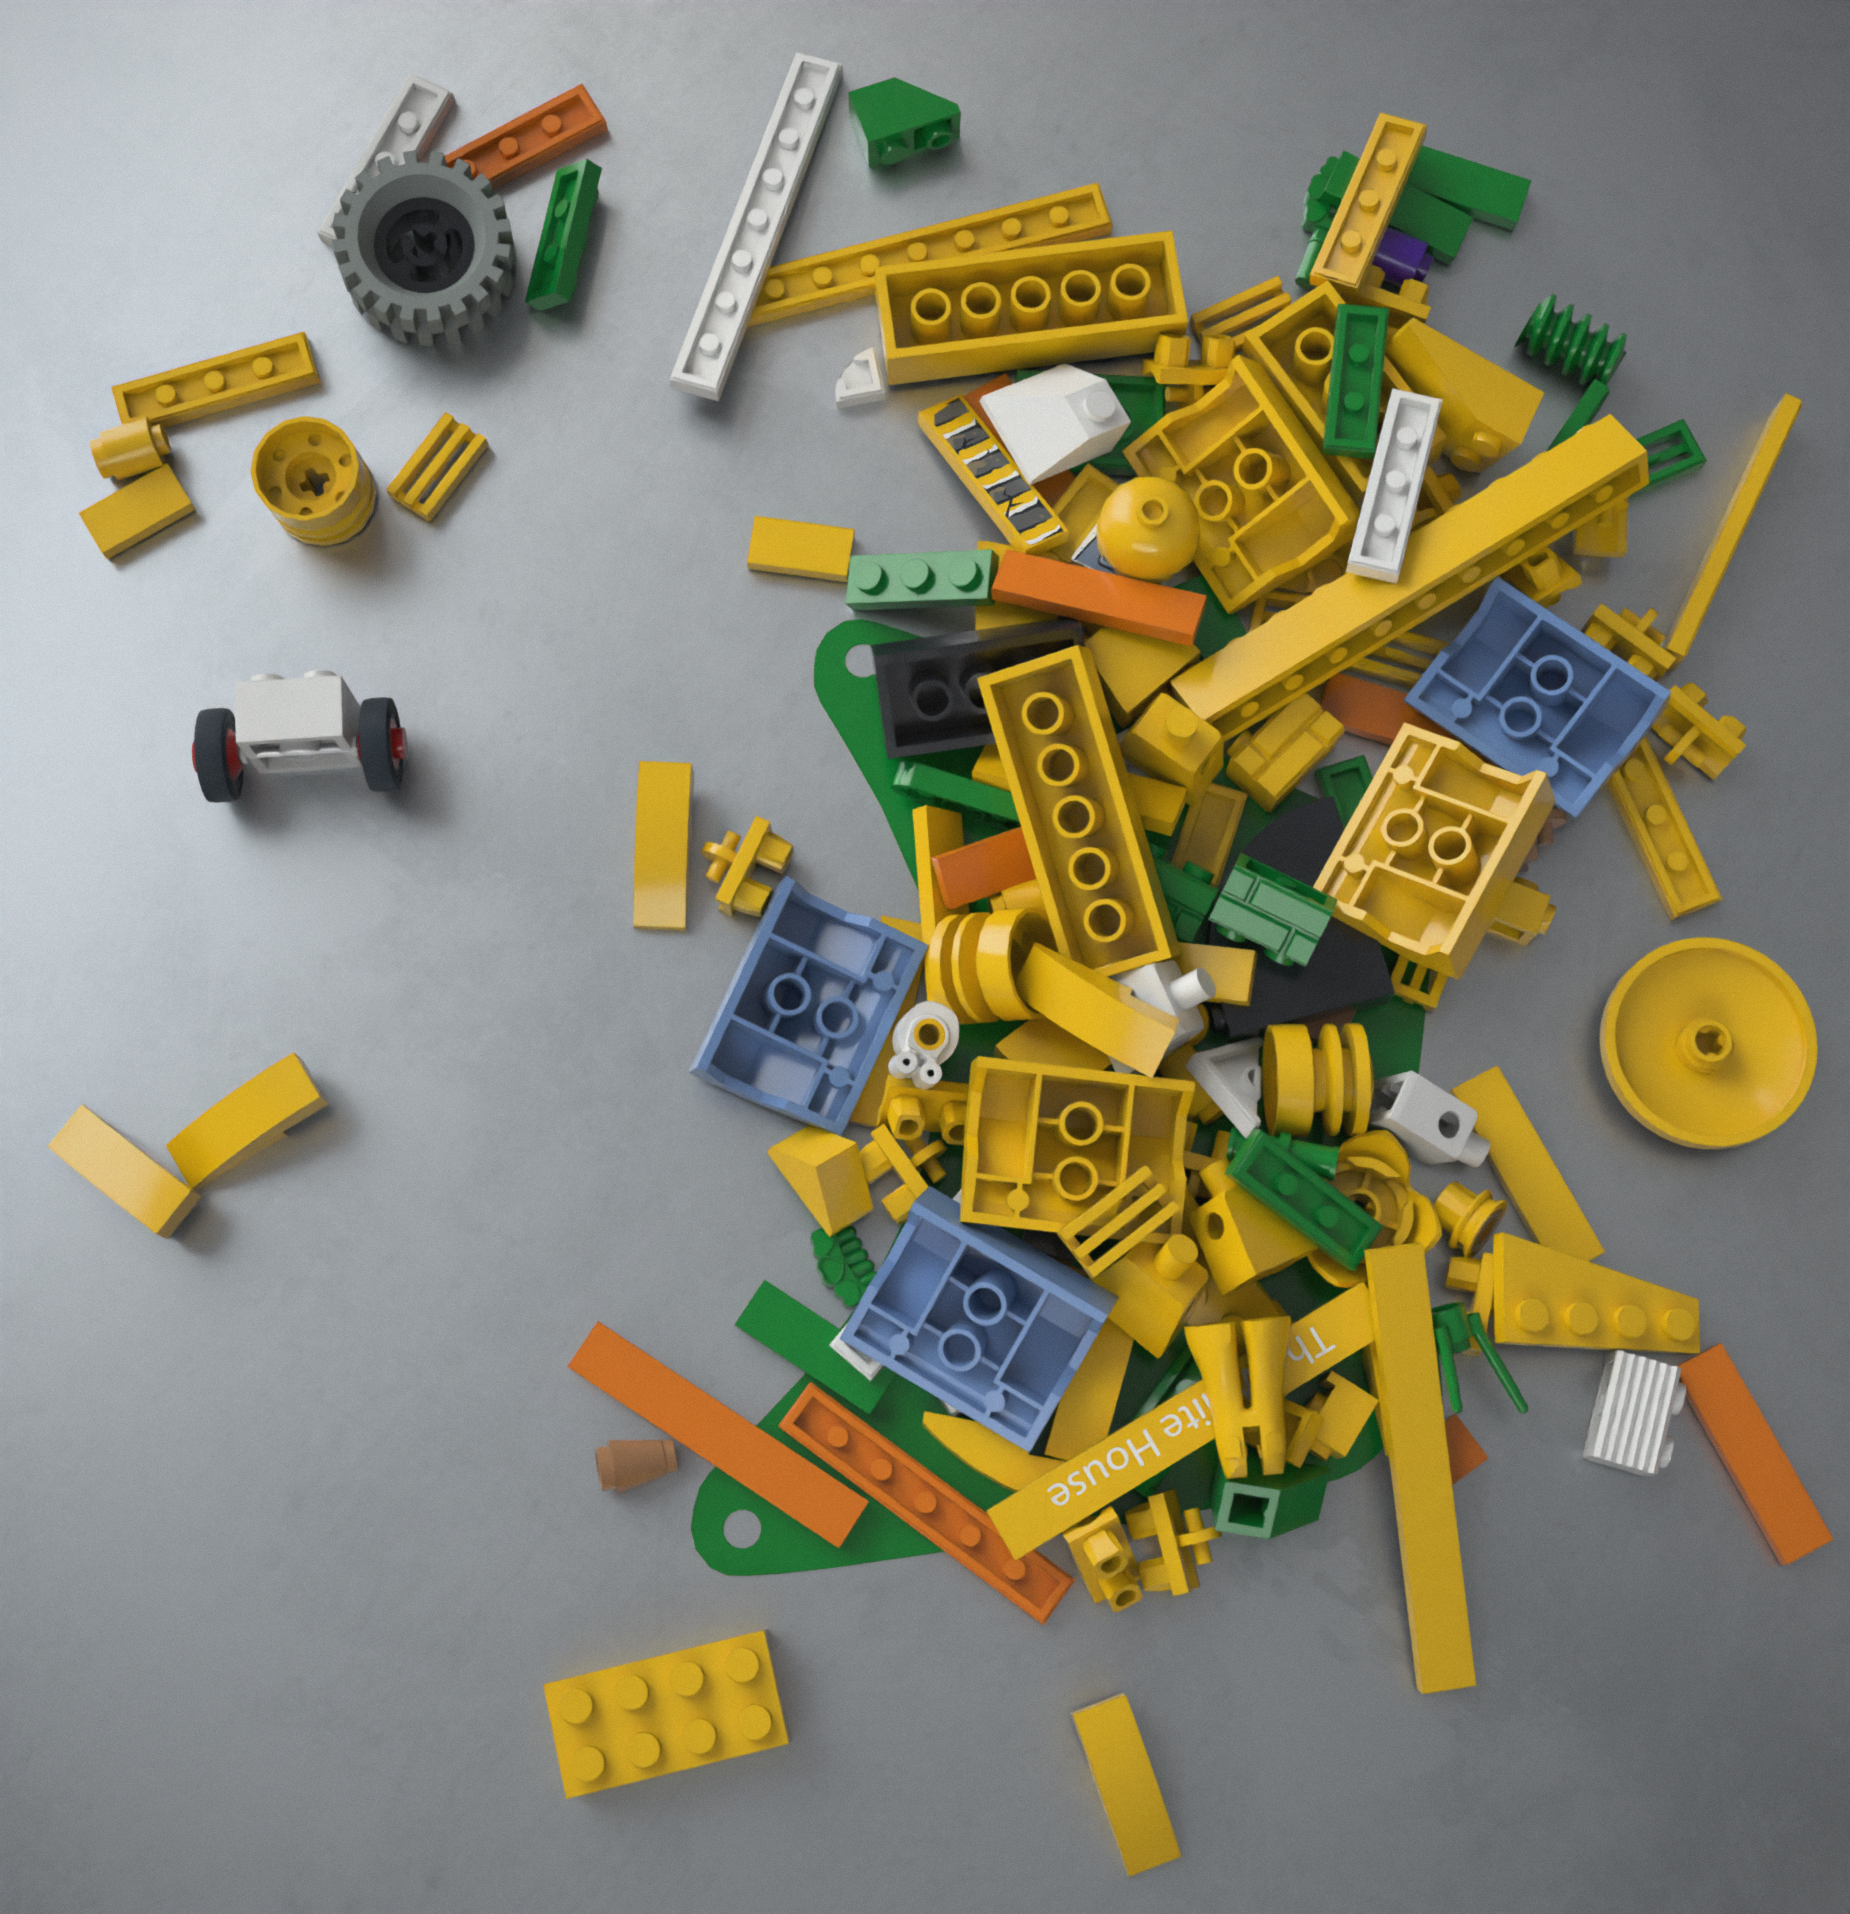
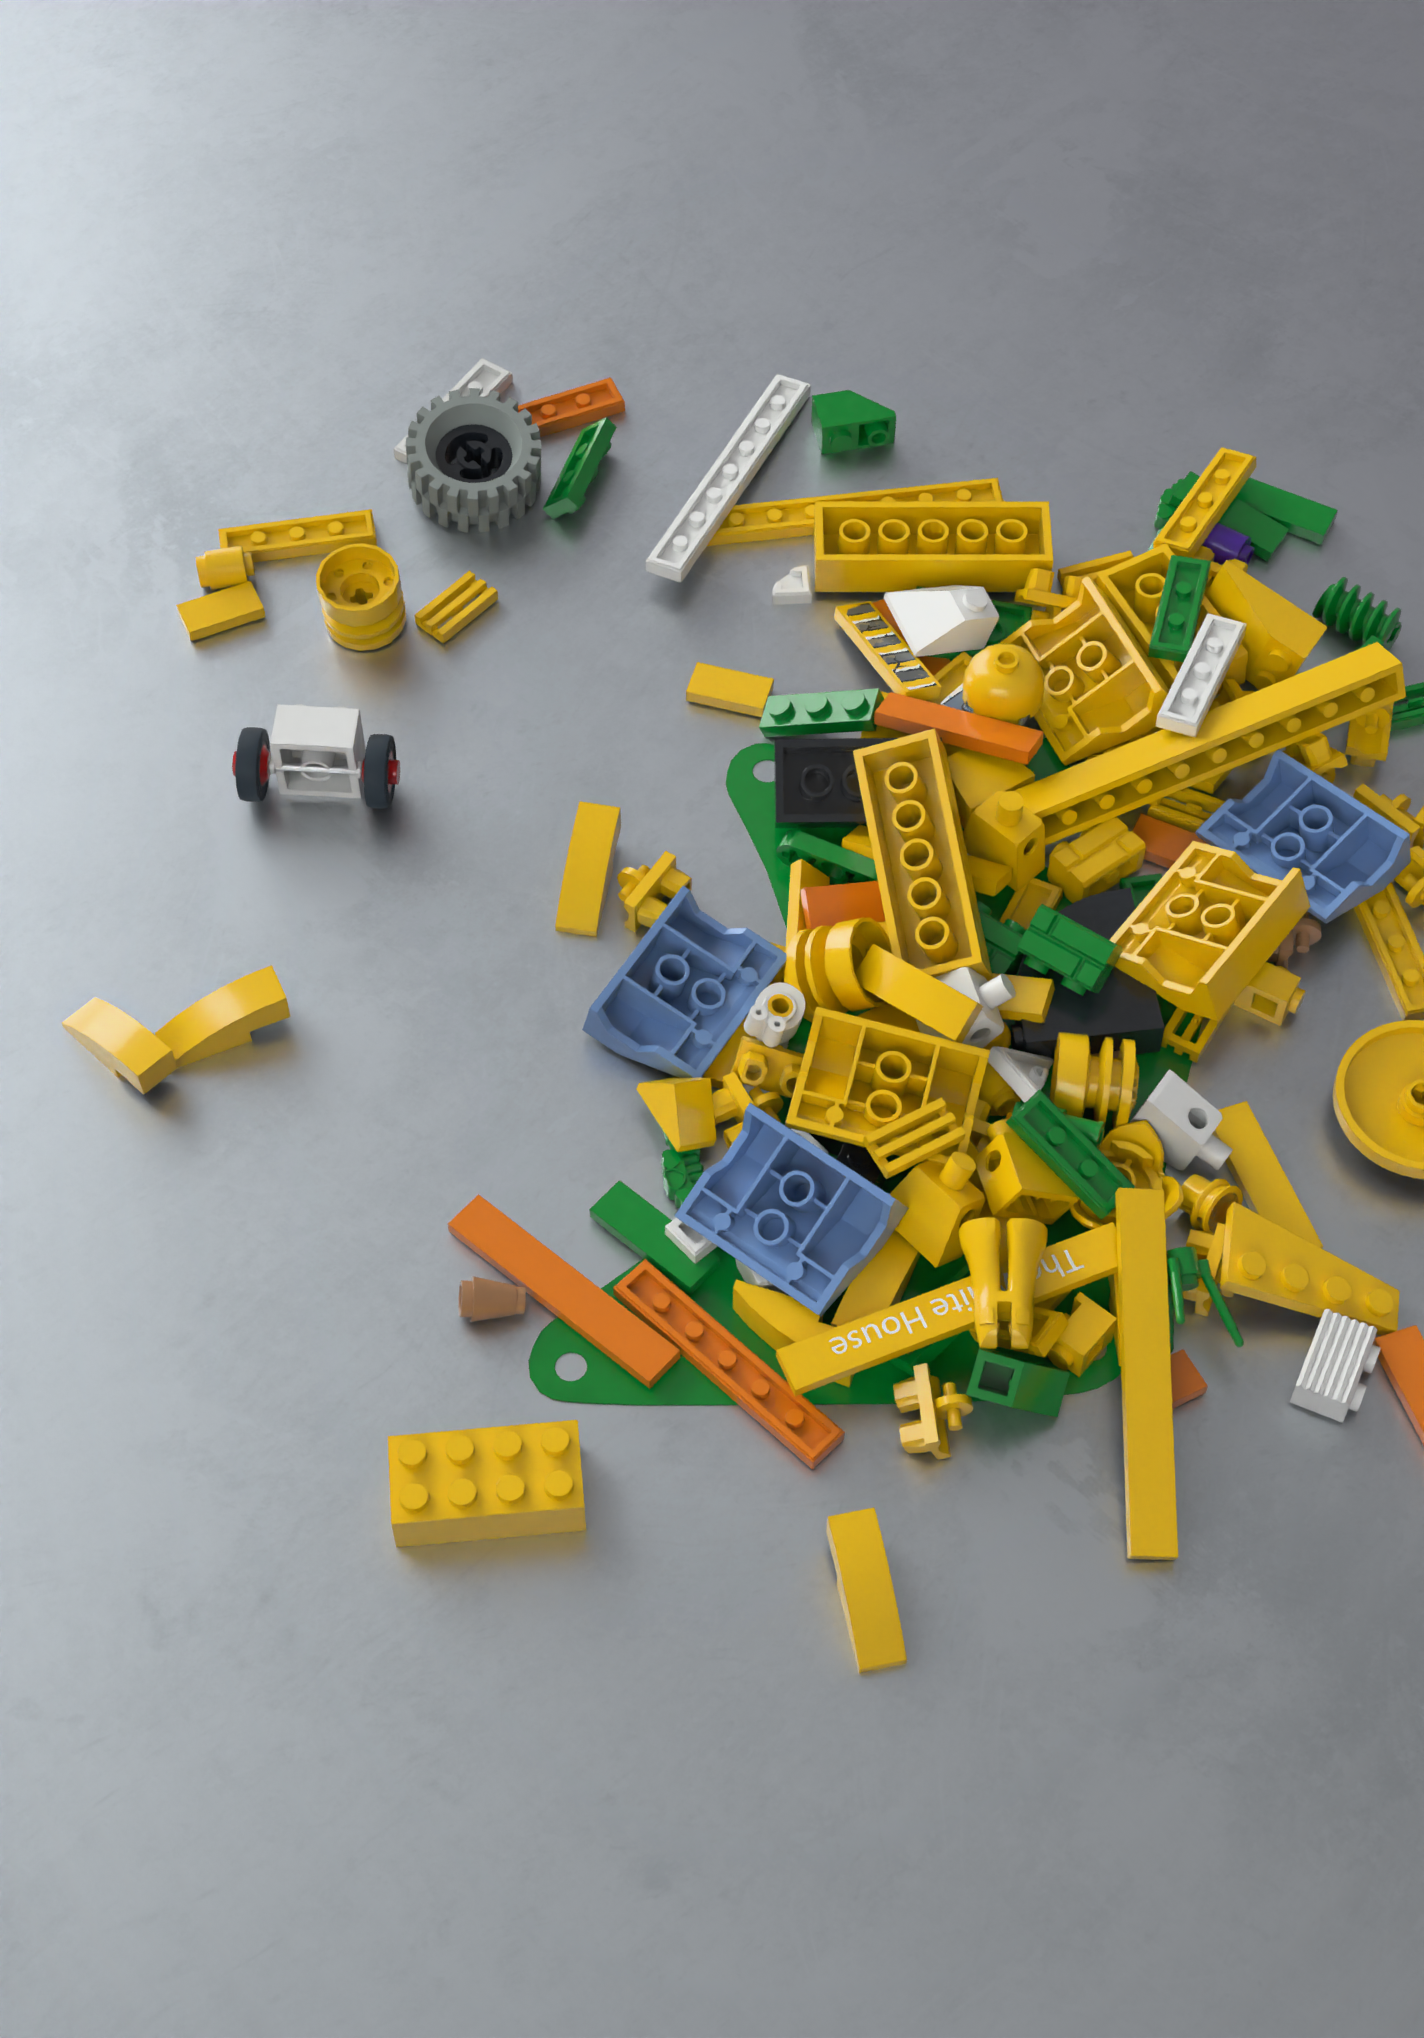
camera: 10 degrees right, 20 degrees down
(1105, 1559) = (870, 1410): yellow hips -> none

